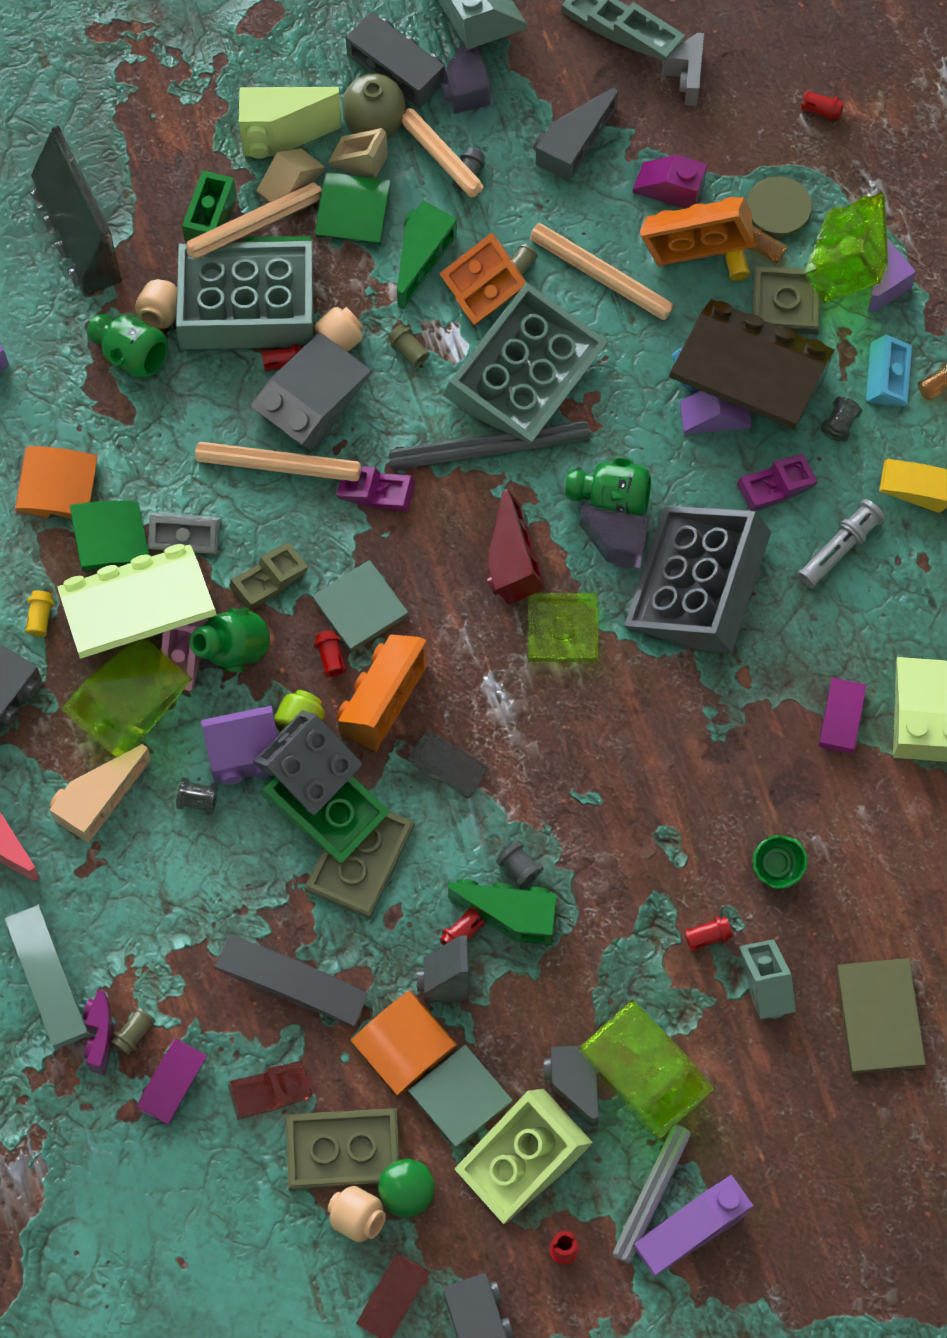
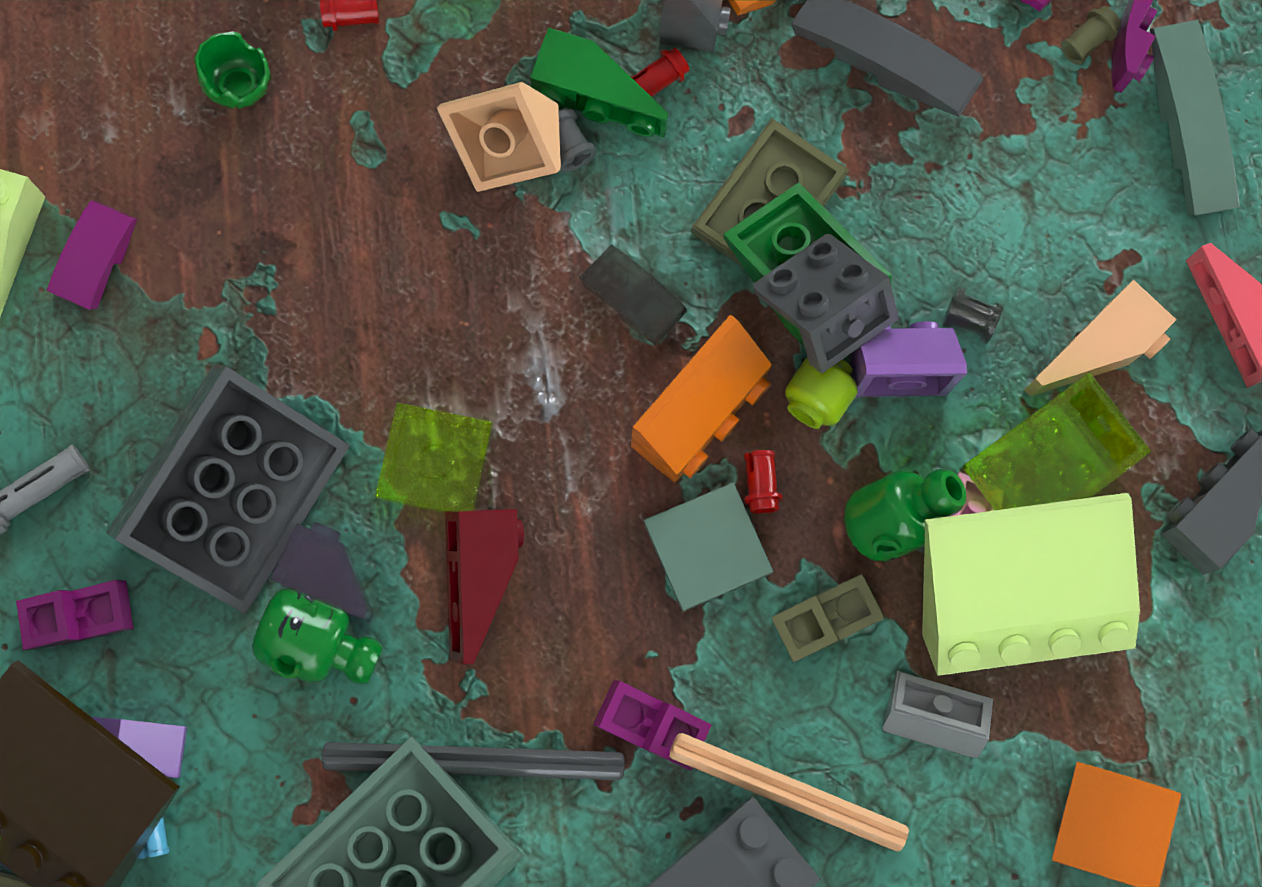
camera: 175 degrees left, 10 degrees up
(38, 613) = (1159, 624): yellow pin -> none
(108, 533) = (1048, 722): green slope -> none
(564, 849) = (504, 135): none -> light nougat slope

